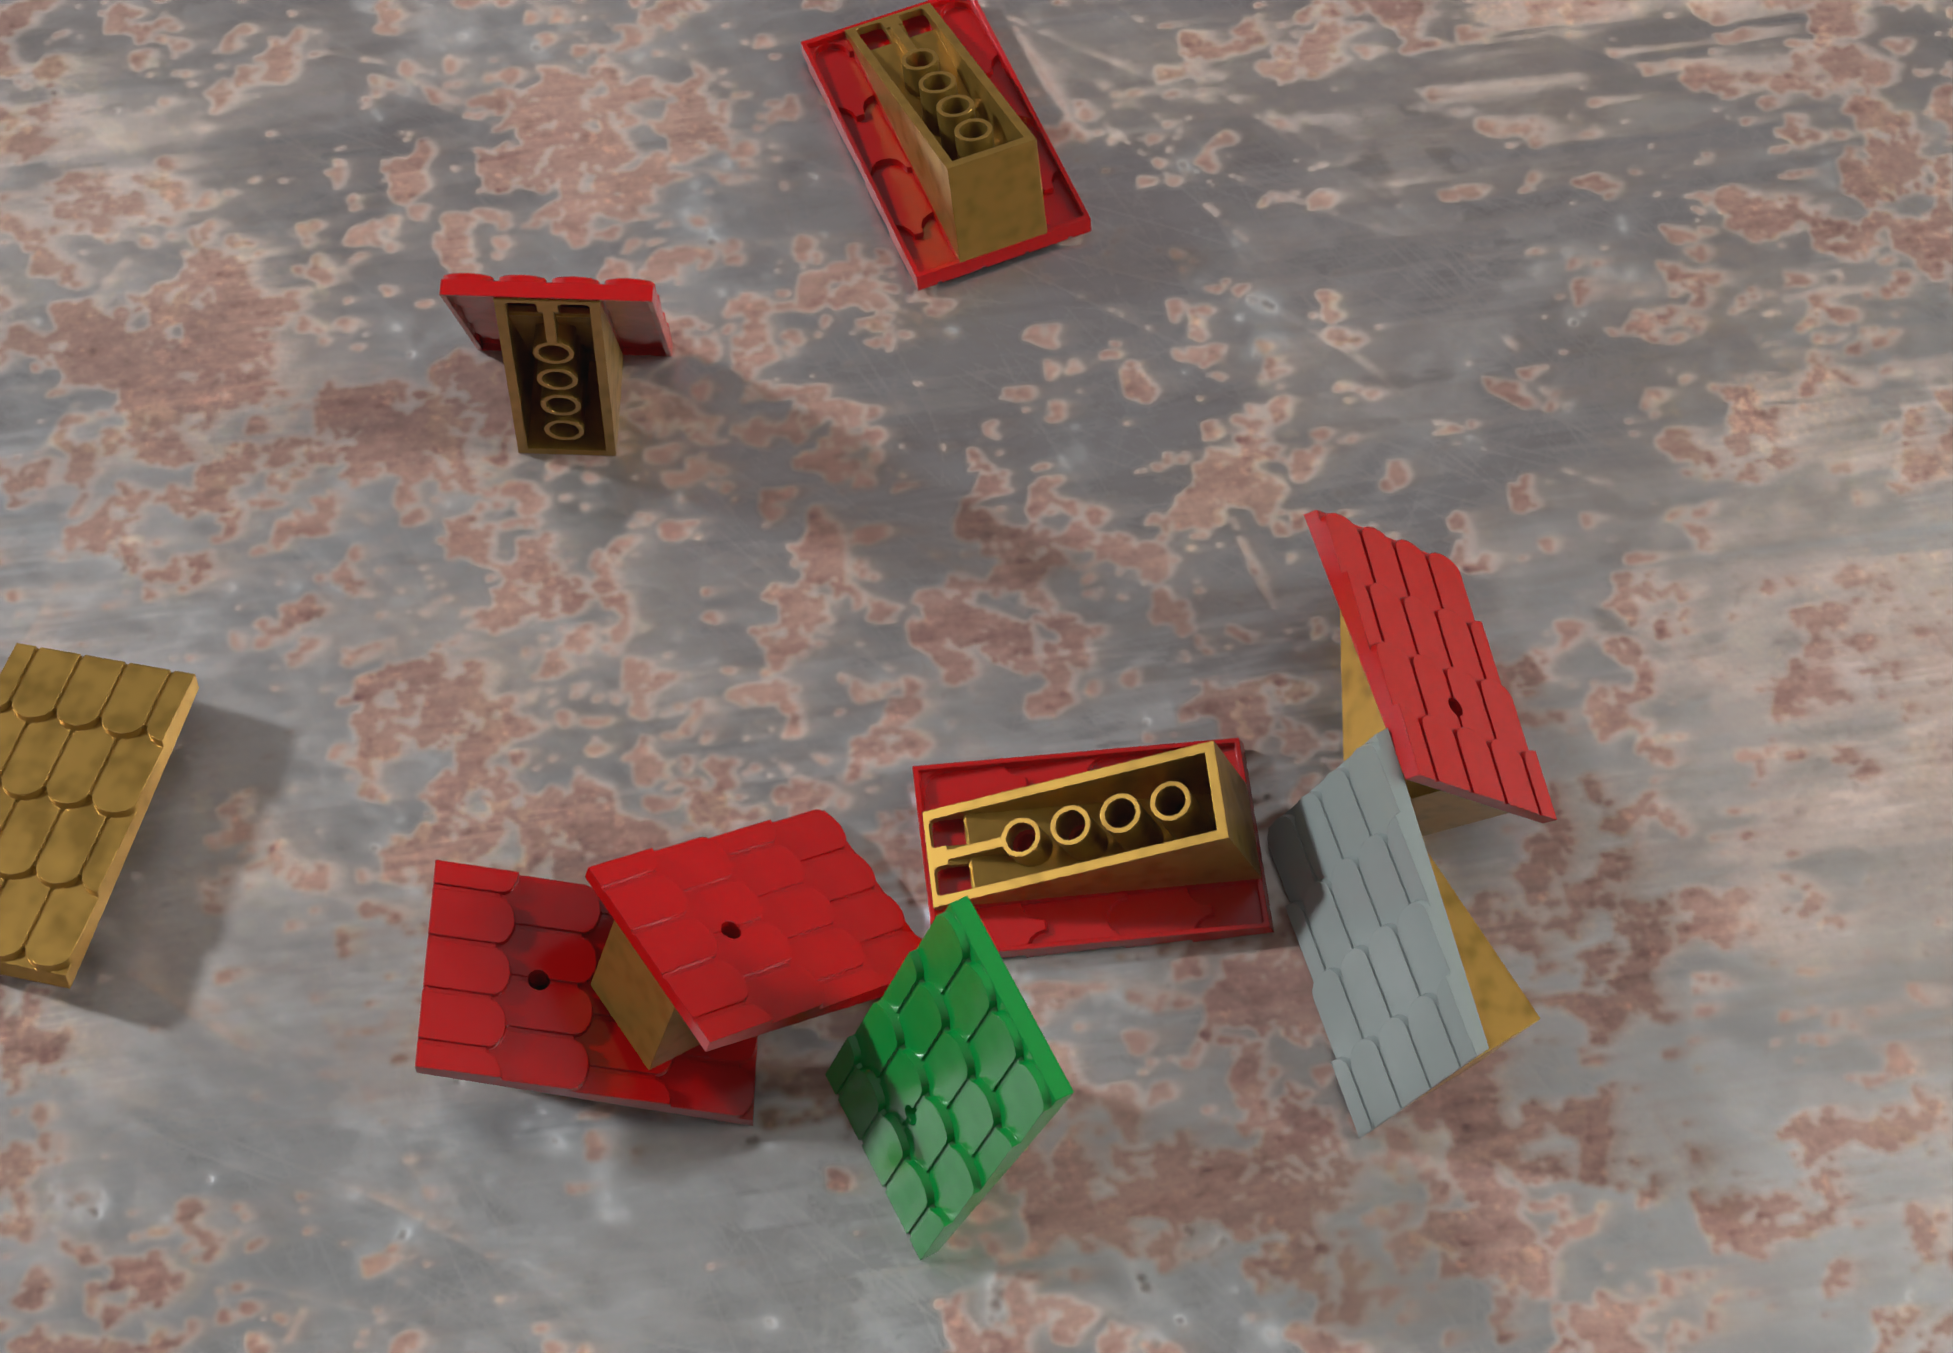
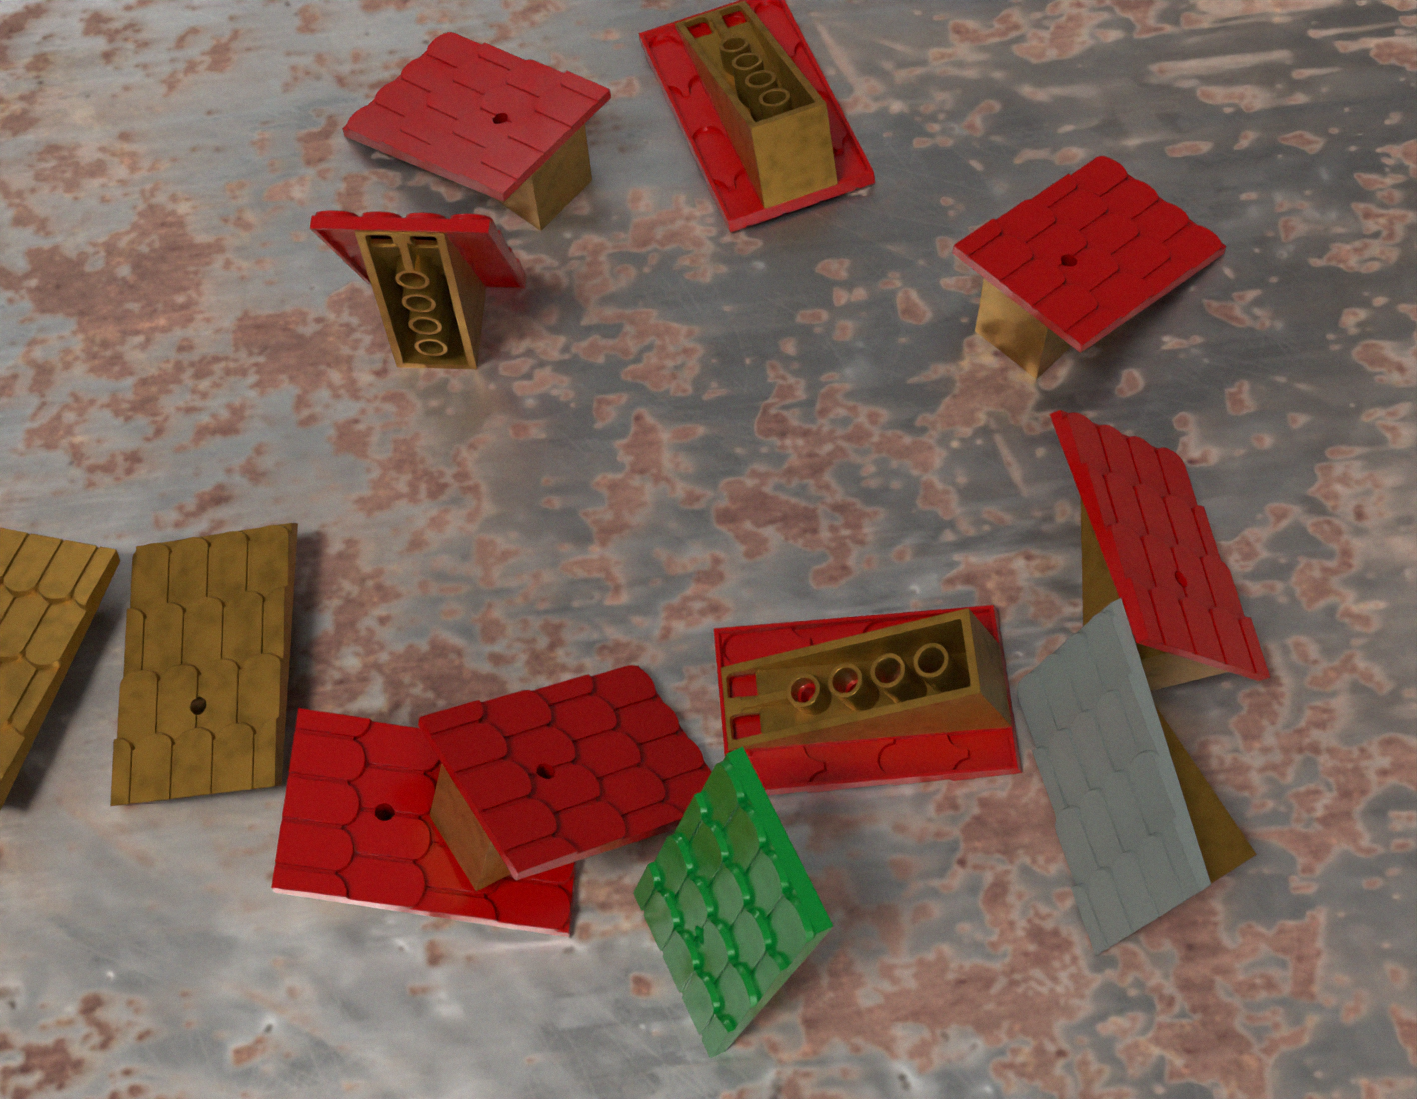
camera: 10 degrees right, 0 degrees up
(299, 766) = (205, 666): none -> pearl gold piece
(619, 153) = (487, 124): none -> red piece
(1338, 331) = (1080, 262): none -> red piece

